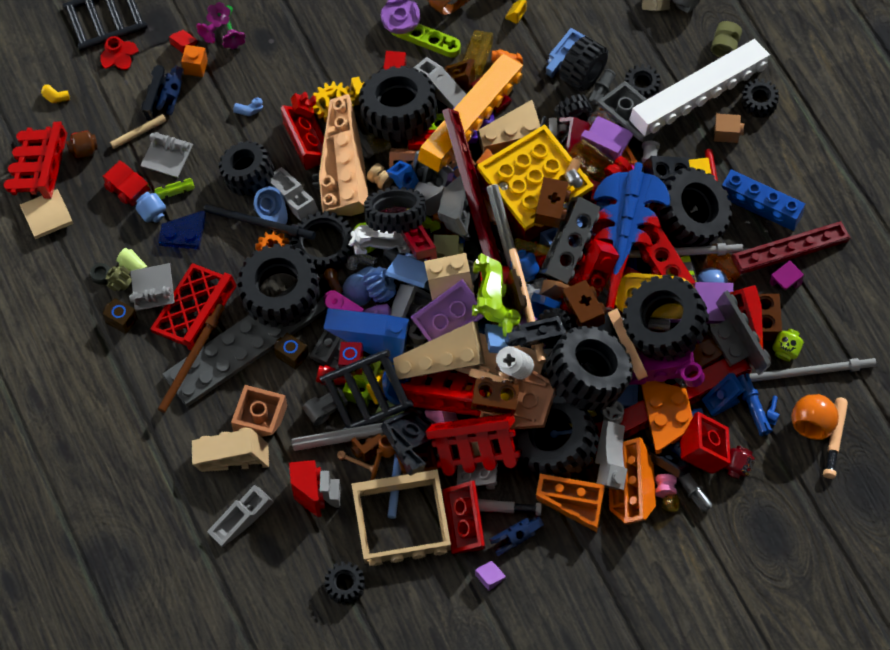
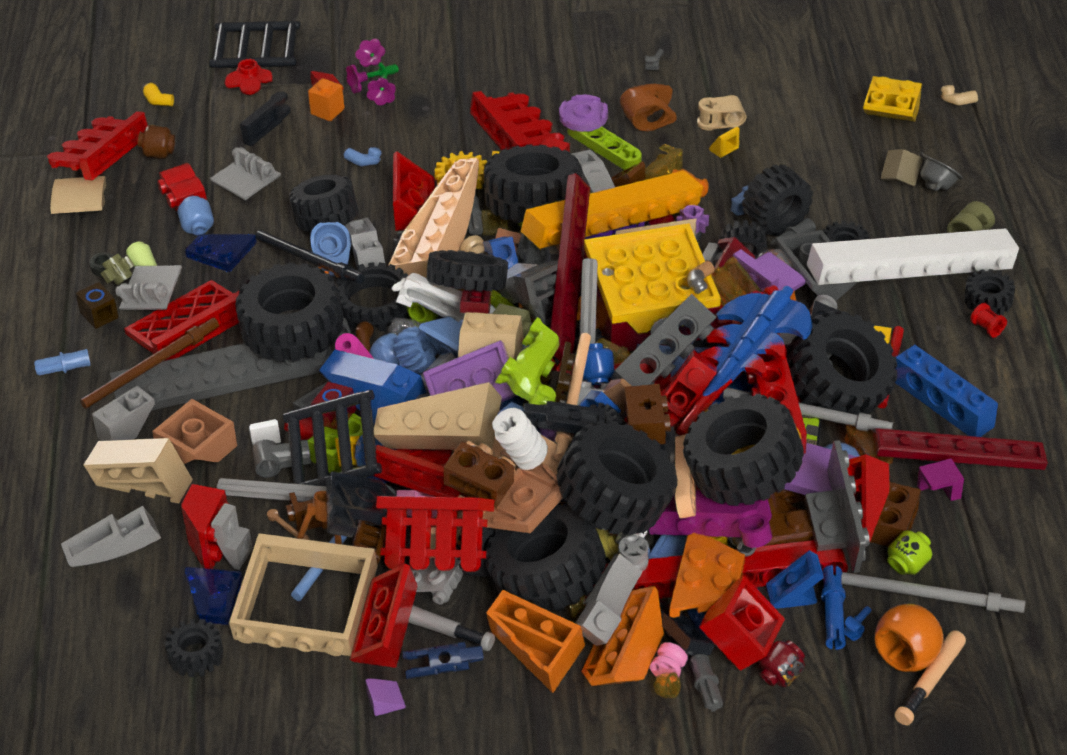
camera: 20 degrees right, 20 degrees down
(121, 375) = (62, 363): none -> medium blue axle
(138, 131) = (226, 149): tan bar -> none
(170, 90) = (284, 119): dark blue hinge -> none
(174, 188) = (235, 208): lime axle -> none
(196, 411) = (123, 416): none -> light grey slope
(290, 350) = (272, 390): dark brown brick -> none
(301, 388) = (265, 431): none -> white slope
(303, 105) = (423, 163): red tile -> none
(333, 533) = (214, 593): none -> clear blue wing
(342, 47) = (512, 126): none -> red fence
(524, 95) = (693, 212): none -> medium lavender gear
(552, 191) = (655, 295): reddish brown brick -> none
(728, 128) = (933, 311): medium nougat brick -> none
(768, 124) = (988, 320): none -> red bush

